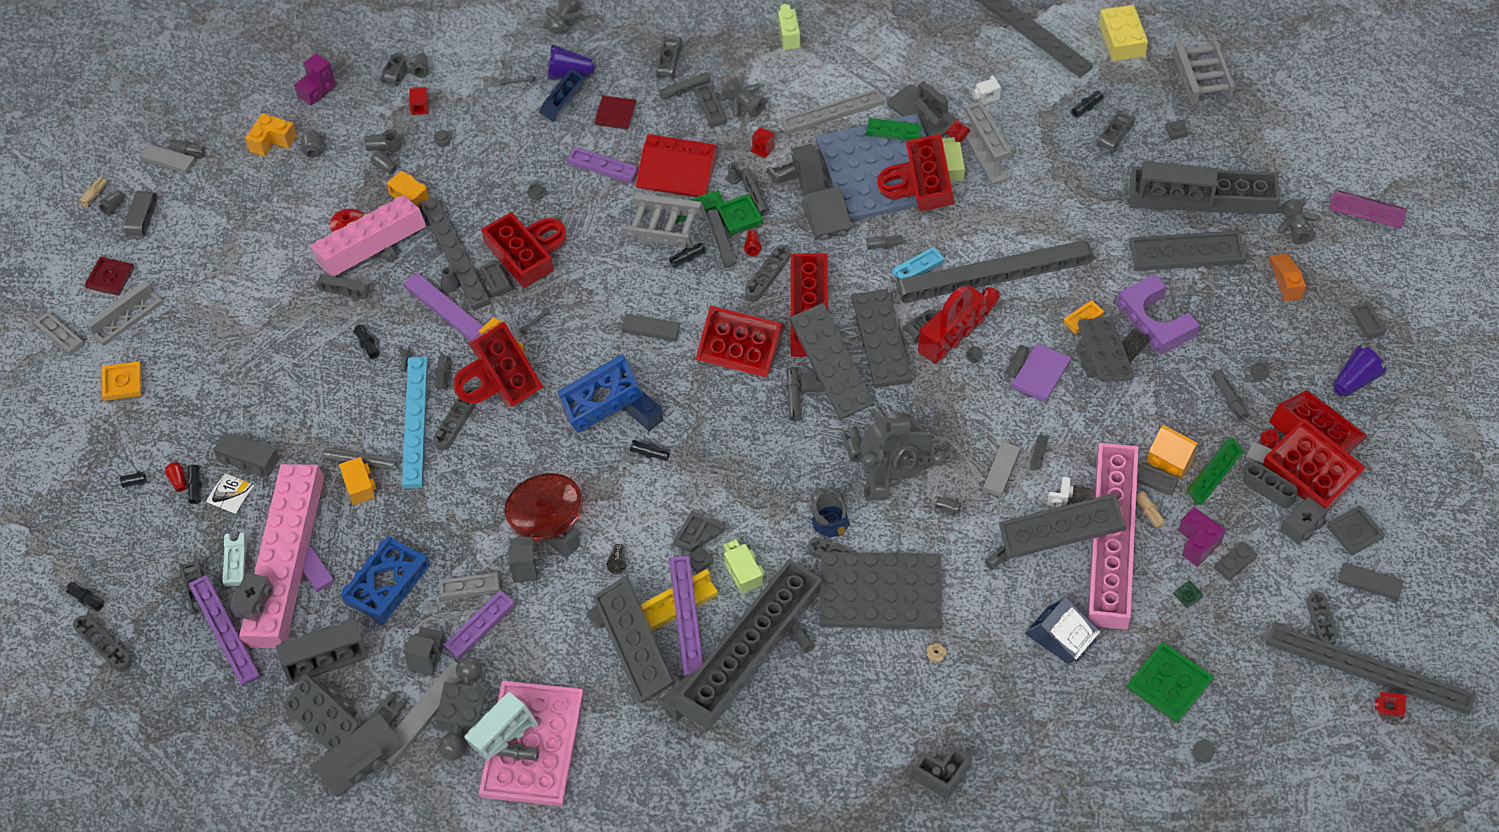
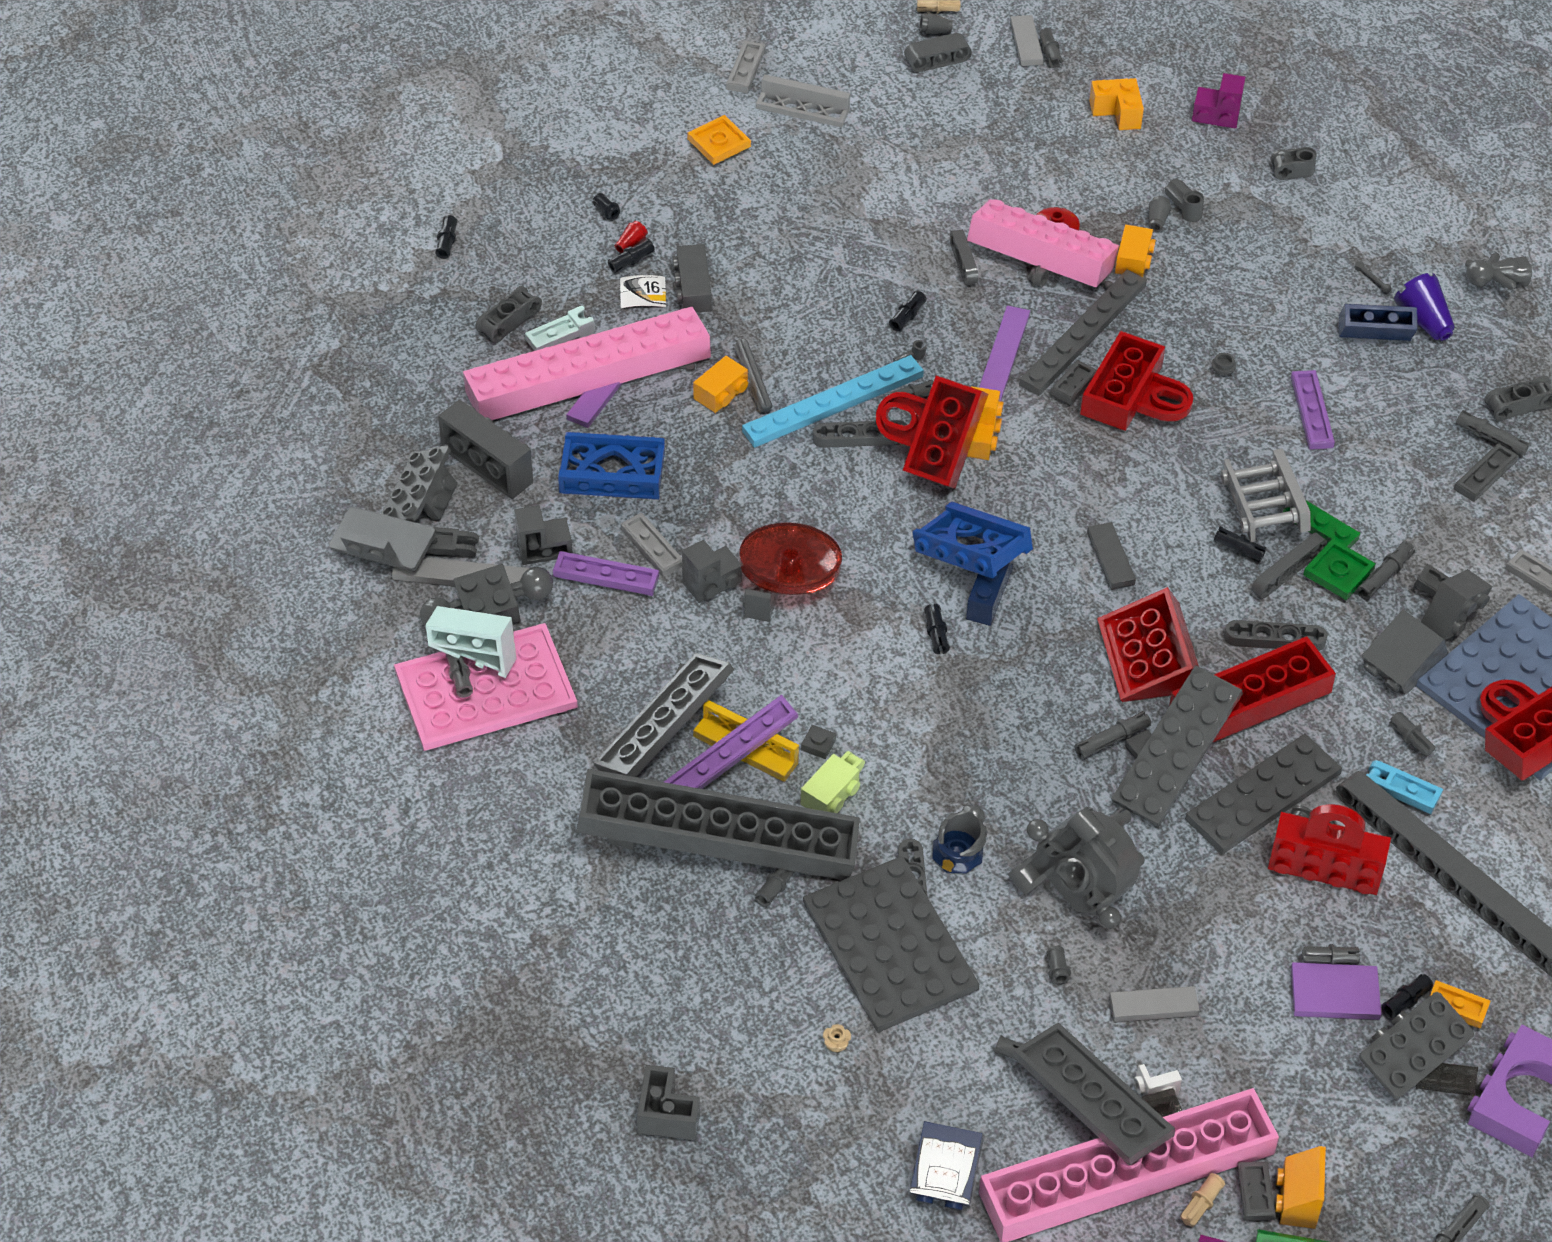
camera: 60 degrees right, 5 degrees down
(103, 642) = (397, 275): dark grey beam -> none
(109, 276) = (843, 69): dark red tile -> none
(224, 630) = (468, 357): medium lavender tile -> none
(251, 596) = (507, 353): dark grey brick -> none
(312, 144) = (1135, 142): dark grey head -> none
(418, 101) = (1267, 203): red brick -> none
(420, 65) = (1319, 182): dark grey cone -> none
(442, 138) = (1234, 249): dark grey plate -> none
(448, 280) = (1037, 341): dark grey cone -> none
(546, 311) = (1064, 449): dark grey hinge -> none
(615, 112) = (1399, 386): dark red tile -> none
(616, 561) = (767, 660): clear smoke cone -> none
(676, 165) = (1363, 477): red slope -> none
(697, 532) = (852, 721): dark grey wing -> none
(733, 175) = (1394, 535): dark grey pin -> none
(752, 103) = (1519, 506): dark grey piece -> none
(752, 243) = (1303, 601): red cone -> none
(762, 142) = (1465, 544): red brick -> none
(974, 354) = (1309, 903): dark grey hinge -> none
(992, 297) = (1406, 884): red cone -> none
(1038, 452) = (1208, 1035): dark grey axle -> none
(1065, 338) = (1407, 996): none -> black pin

